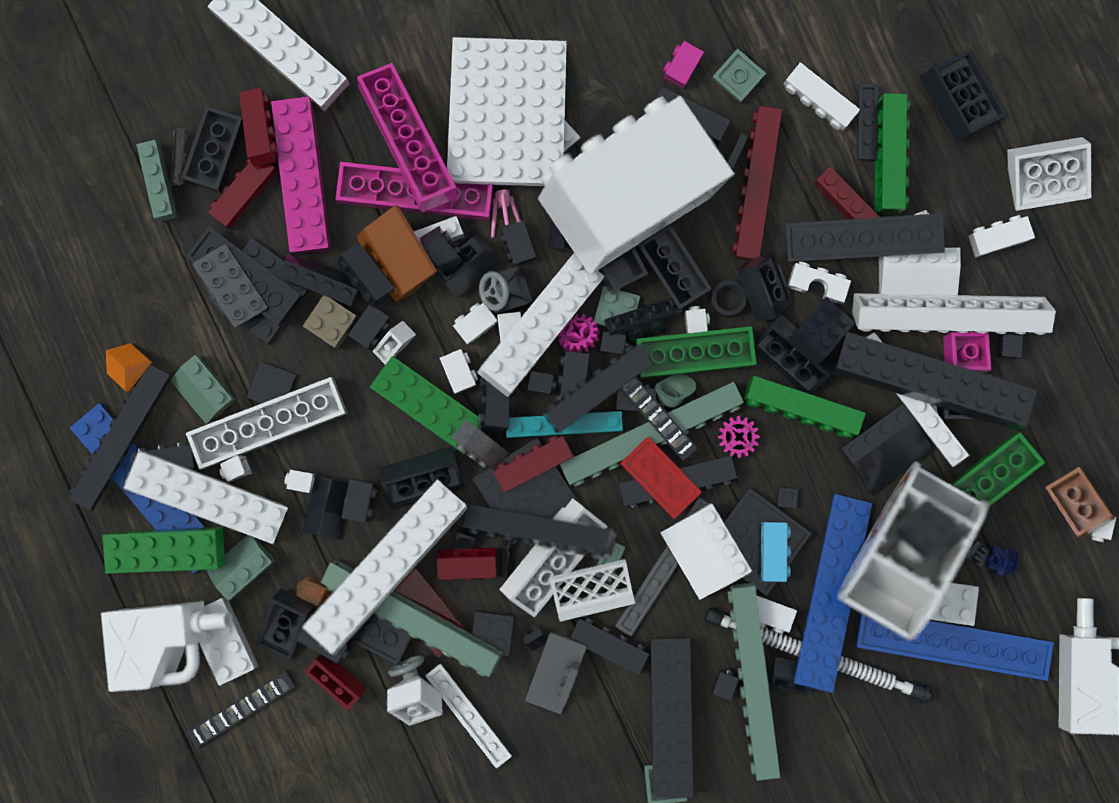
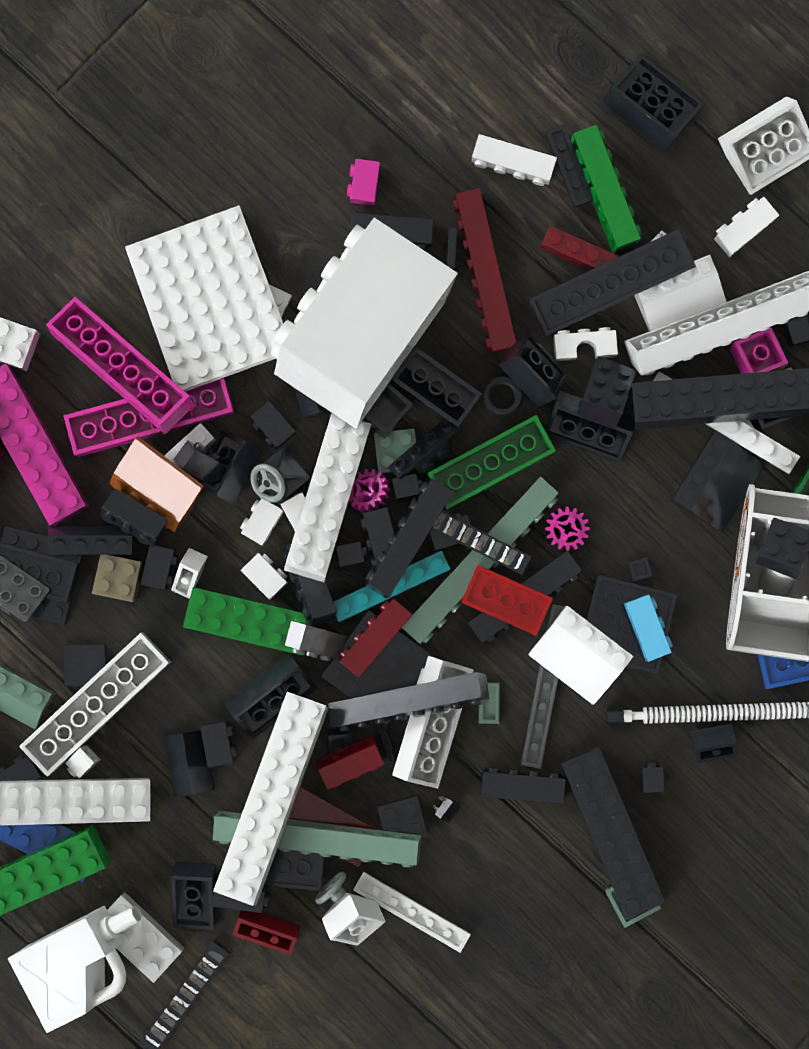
camera: 20 degrees left, 0 degrees up
(242, 566) = (128, 857): sand green slope -> none
(300, 481) = (151, 748): white brick -> none
(311, 590) = (206, 852): clear orange brick -> none
(503, 200) = (240, 388): bright pink plant -> none
(556, 673) = (481, 834): dark grey bracket -> none
(594, 602) = (491, 748): white fence -> none
(674, 390) = (485, 508): sand green piece -> none
(696, 320) = (479, 430): white brick -> none
(738, 75) = (423, 171): sand green plate -> none
(754, 681) = (680, 763): sand green brick -> none
(775, 615) = (661, 691): white brick -> none
(803, 406) = (619, 473): green brick -> none
(827, 614) = (724, 669): blue plate -> none

